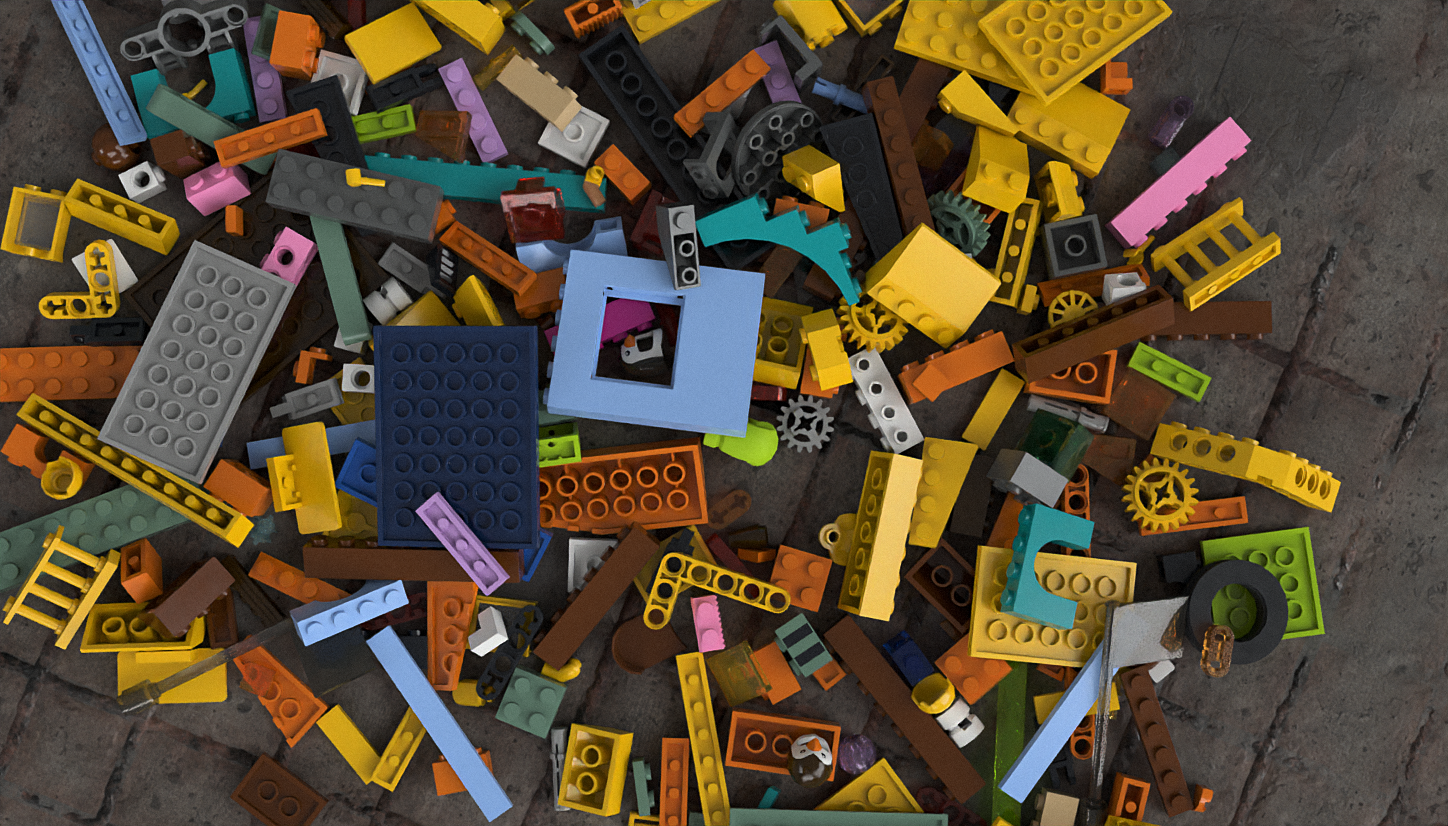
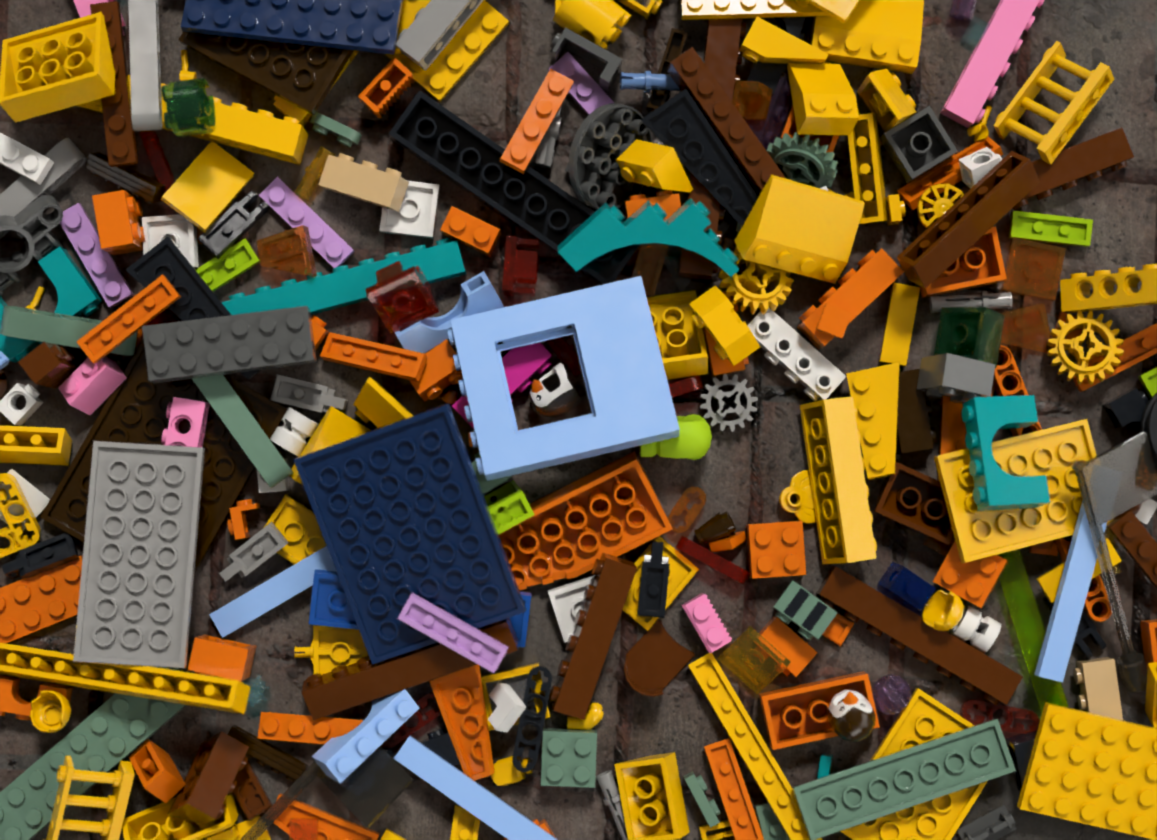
camera: 20 degrees left, 0 degrees up
(234, 220) = (121, 409): orange tile -> none
(265, 32) = (85, 219): sand green tile -> none
(305, 479) = (280, 627): yellow bracket -> none
(351, 375) = (286, 518): white brick -> none
(354, 179) = (225, 328): yellow hand -> none
(443, 269) = (335, 383): black slope -> none
(592, 184) = (446, 252): arm -> none
(679, 243) = (550, 276): dark grey slope -> none
(711, 583) = (697, 584): yellow beam -> none
(722, 139) = (555, 165): dark grey panel -> none

